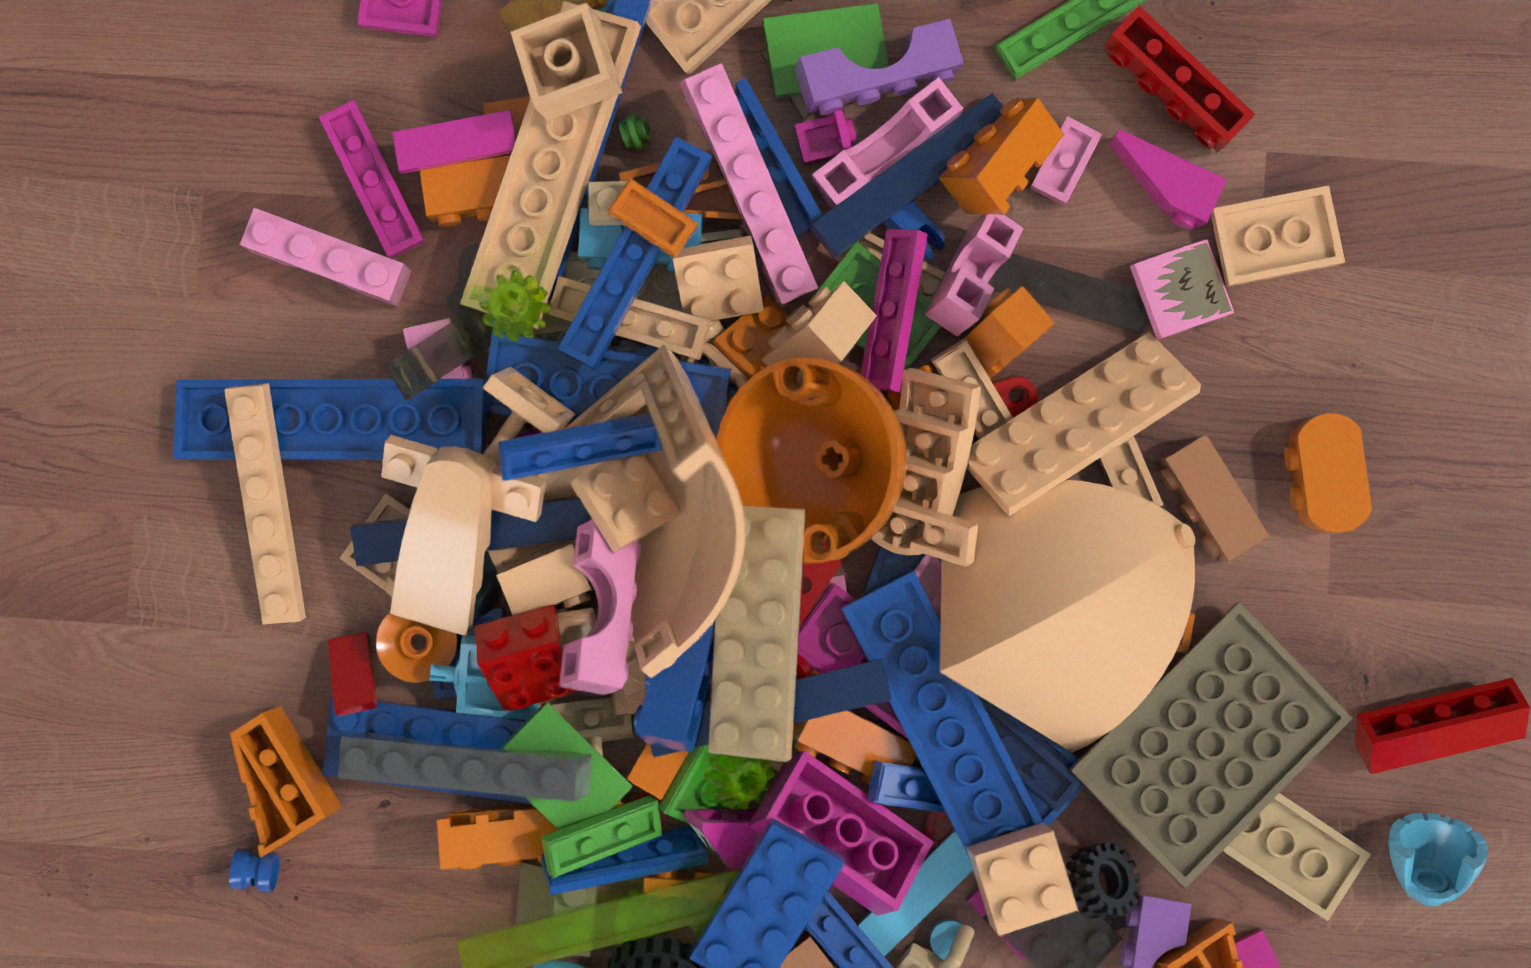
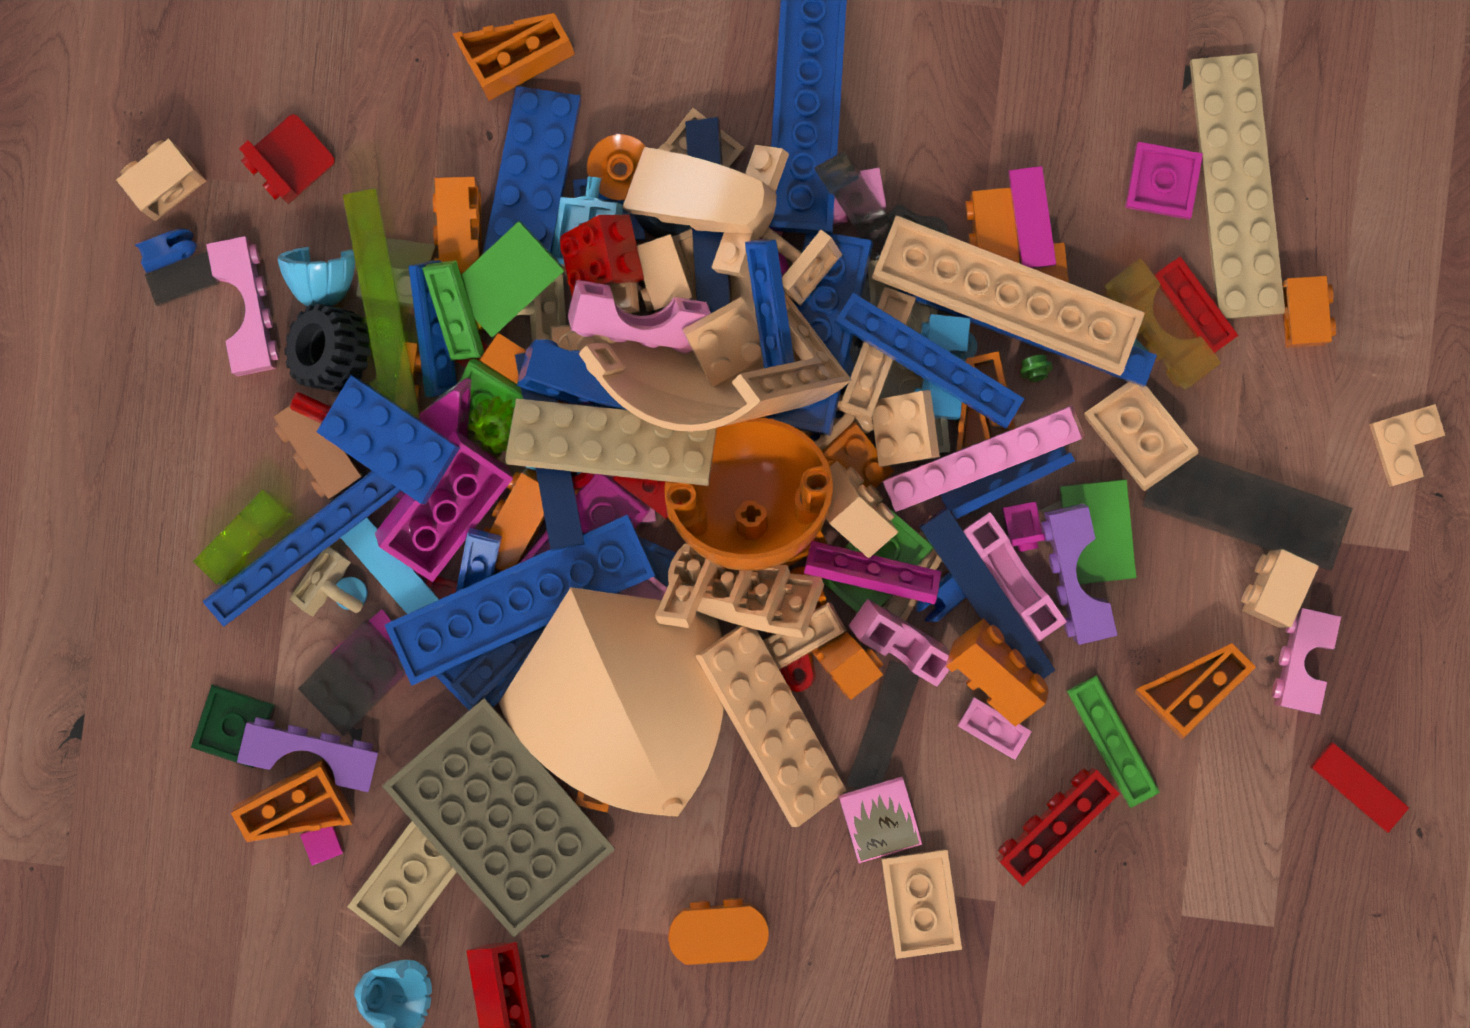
camera: 100 degrees right, 0 degrees up
(251, 870) = (441, 26): blue wheel -> none
(265, 503) = (740, 49): light nougat plate -> none
(325, 256) = (942, 107): bright pink arch -> none
(352, 673) = (597, 113): red tile -> none
(372, 179) = (1007, 148): dark pink plate -> none
(475, 769) = (513, 210): dark grey arch -> none
(529, 298) = (881, 249): clear neon green gear -> none
(566, 62) = (1089, 311): light nougat brick -> none
(600, 199) = (972, 341): tan plate -> none
(652, 218) = (956, 375): orange tile -> none
(1022, 878) = (398, 649): light nougat brick -> none
(1118, 878) = (391, 705): black tyre -> none
(1127, 471) = (727, 765): light nougat plate -> none
(1173, 183) = (970, 818): dark pink slope -> none
(1212, 499) = (702, 833): nougat brick -> none

